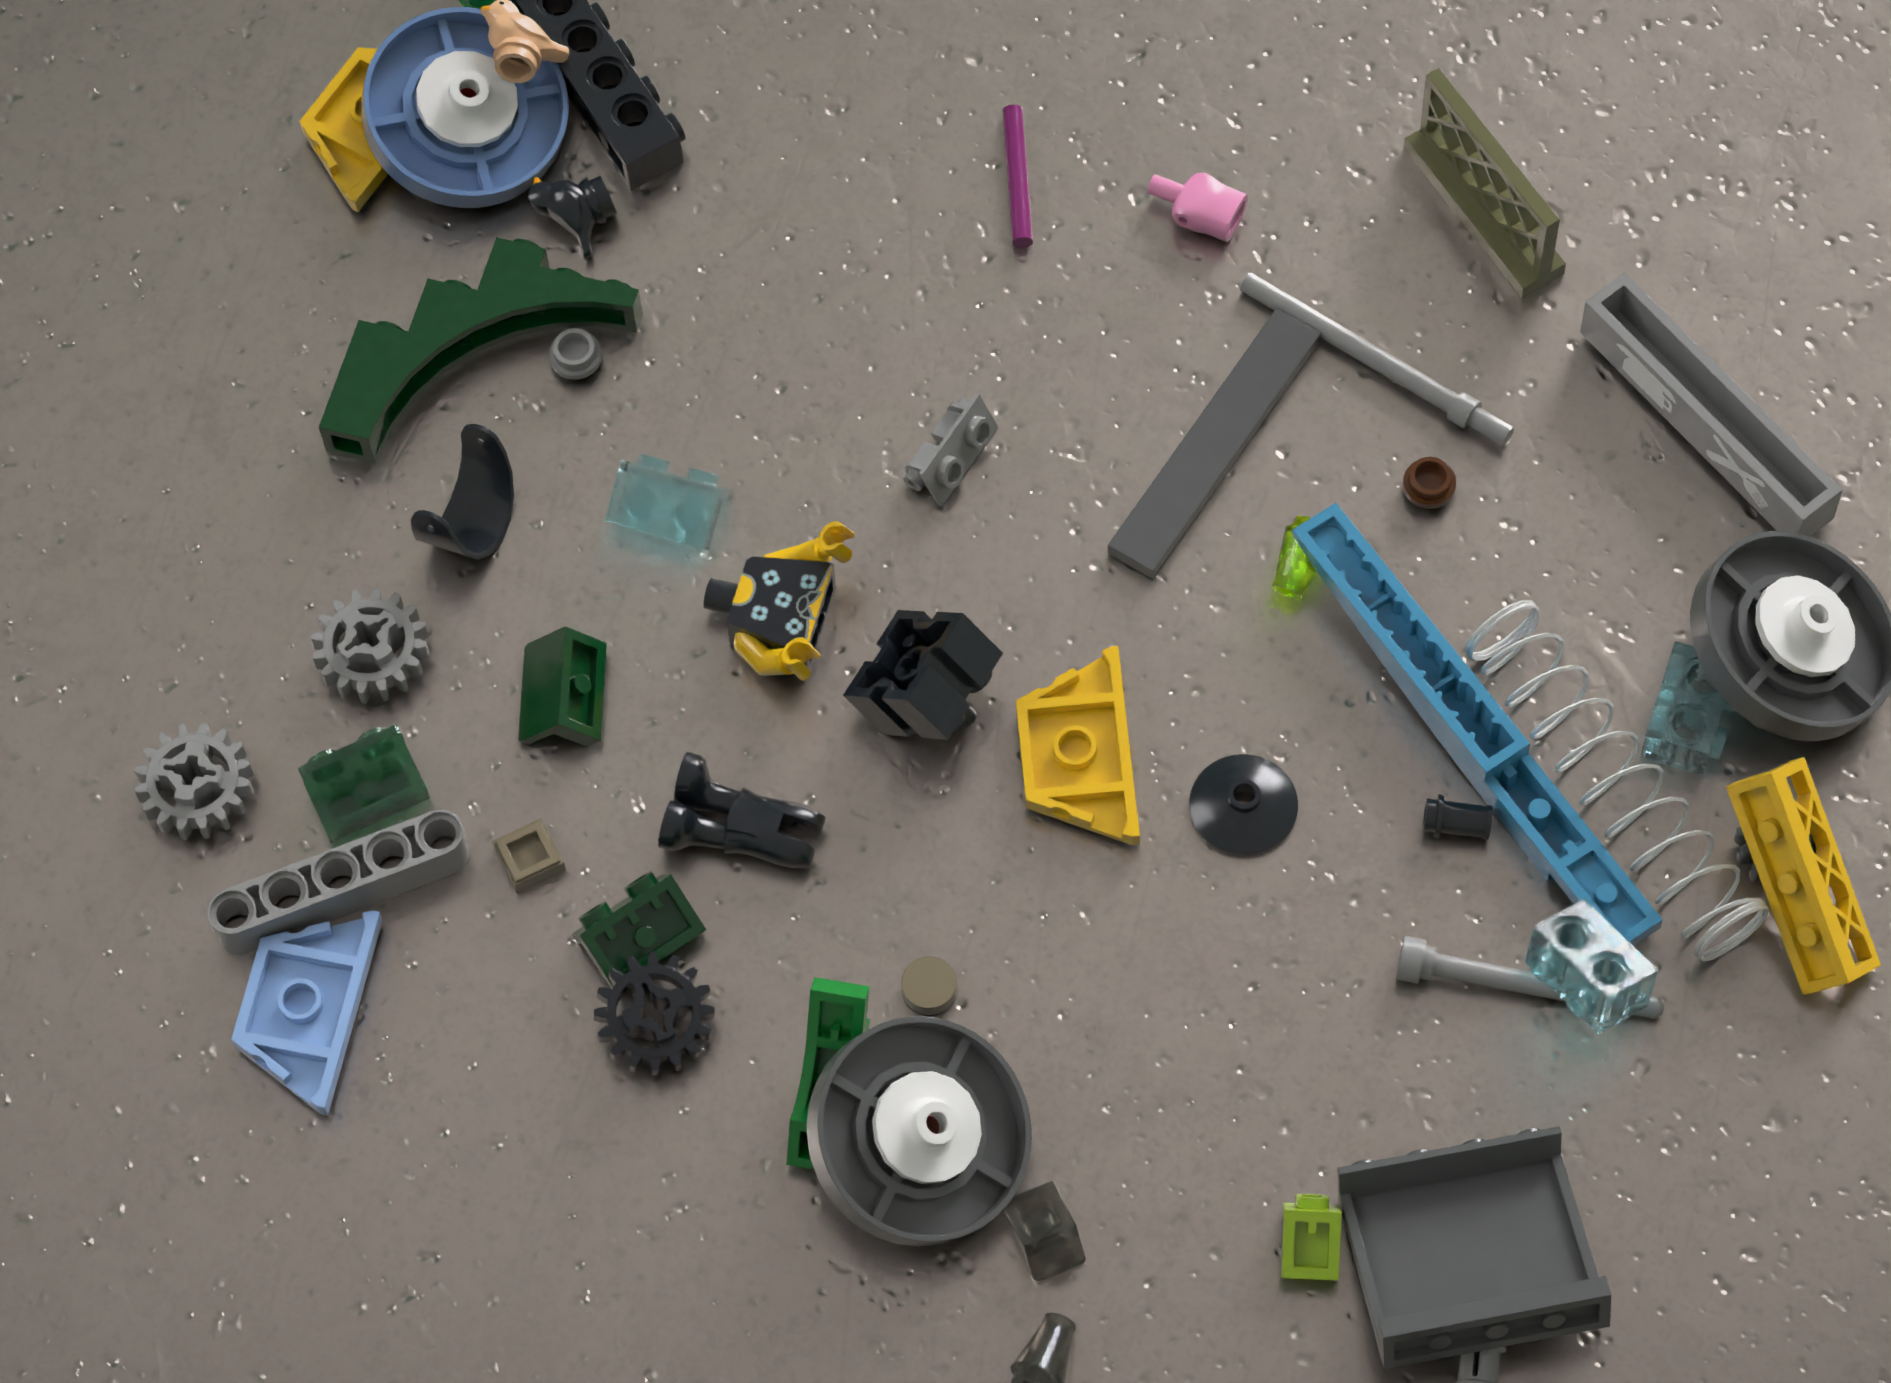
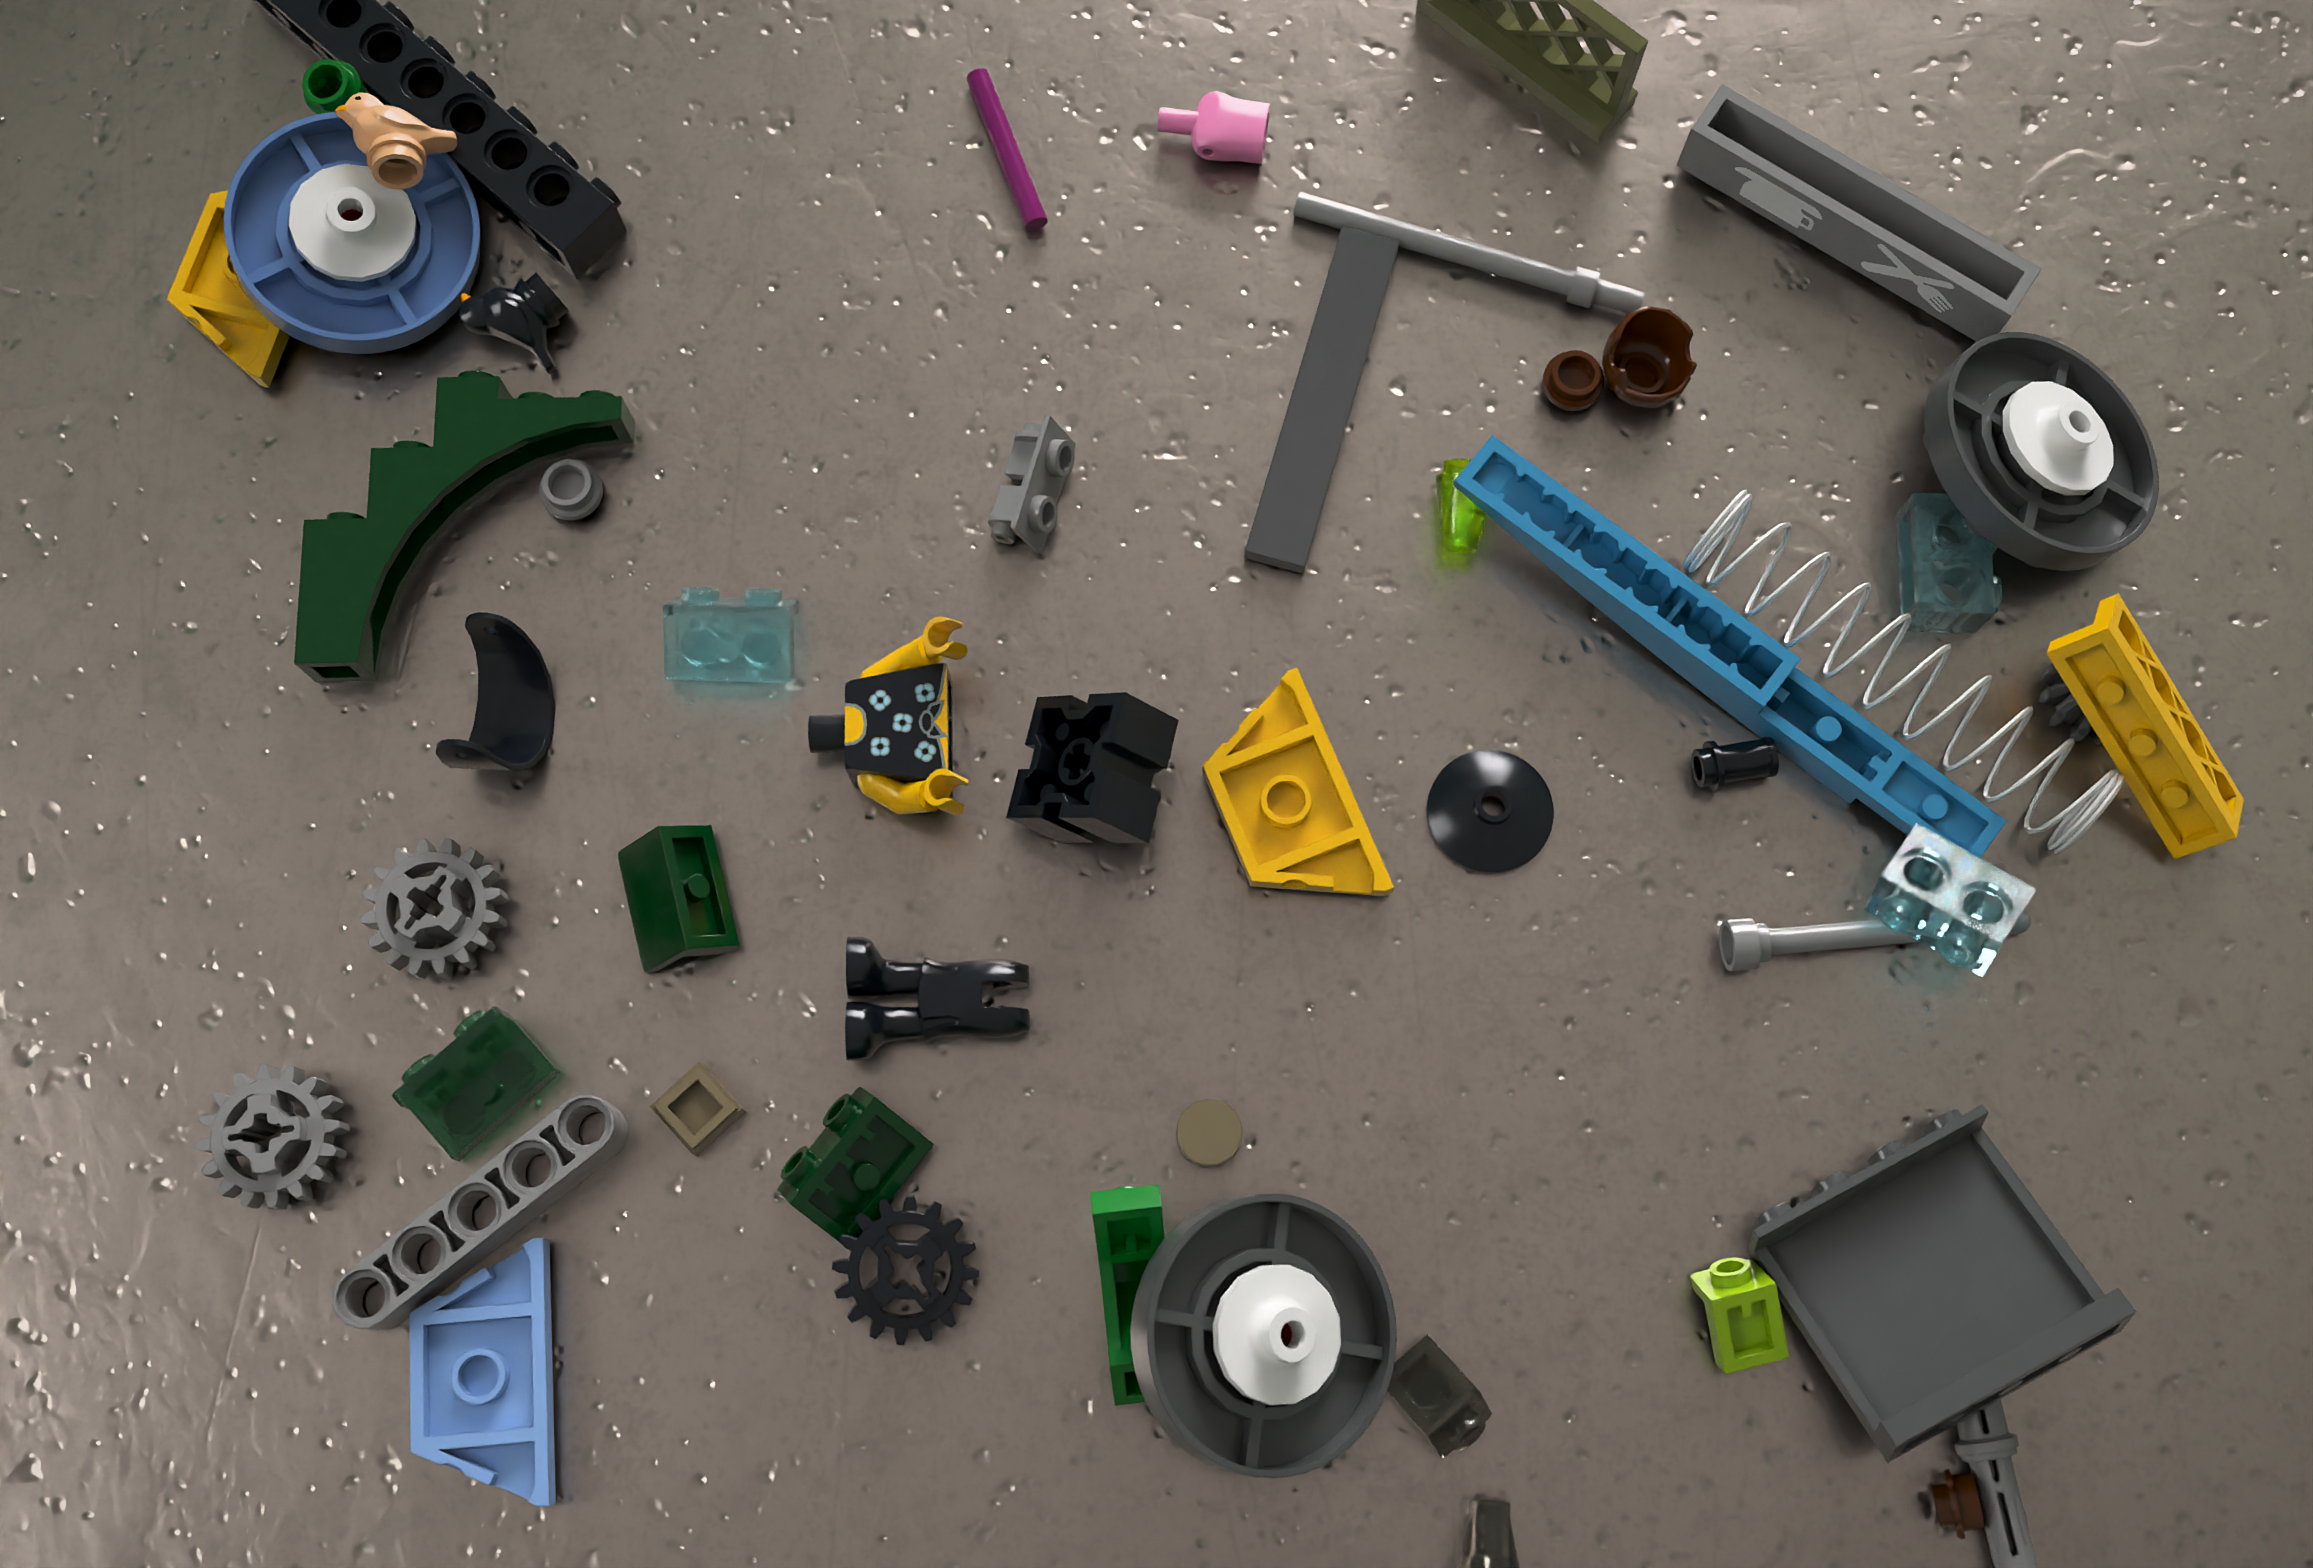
camera: 20 degrees left, 10 degrees up
(1495, 478) = (1649, 357): none -> reddish brown hair

